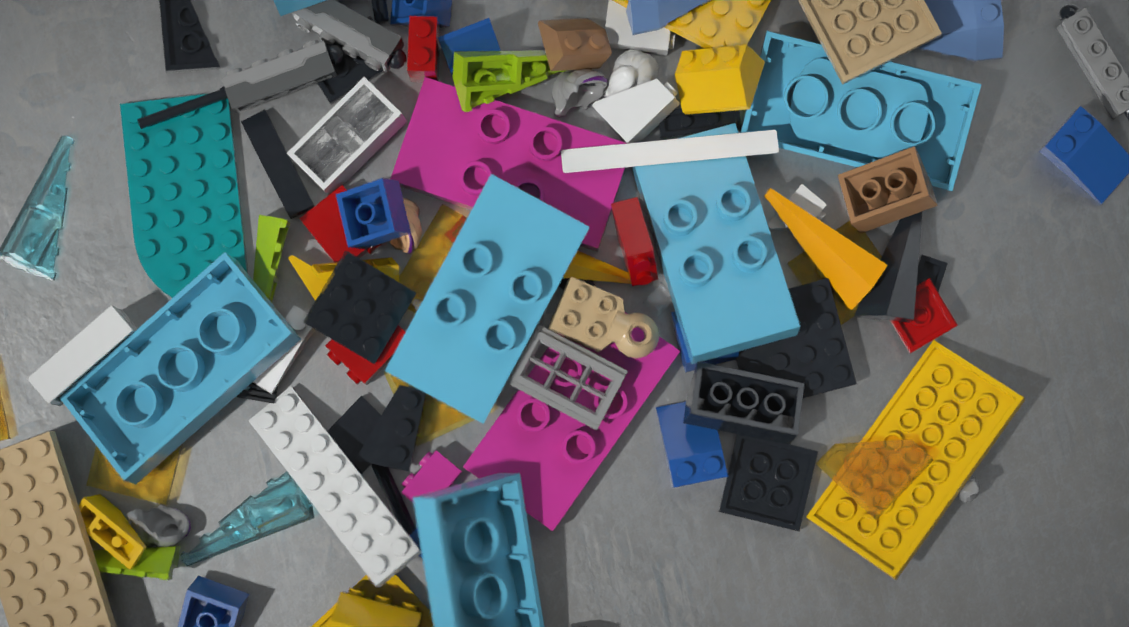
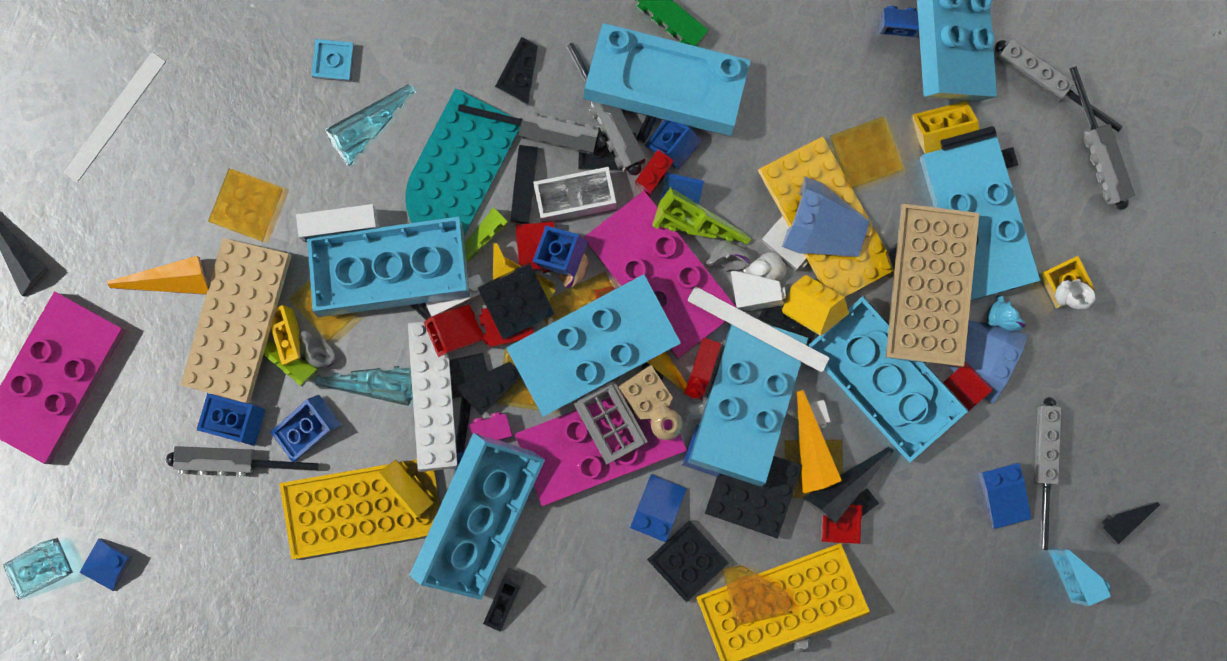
camera: 25 degrees right, 0 degrees up
(308, 392) = (453, 330): none -> red brick
(574, 44) = (744, 228): medium nougat slope -> none
(744, 403) = (703, 506): black slope -> none
(887, 190) = (871, 436): medium nougat slope -> none
(960, 55) = (968, 386): none -> red tile

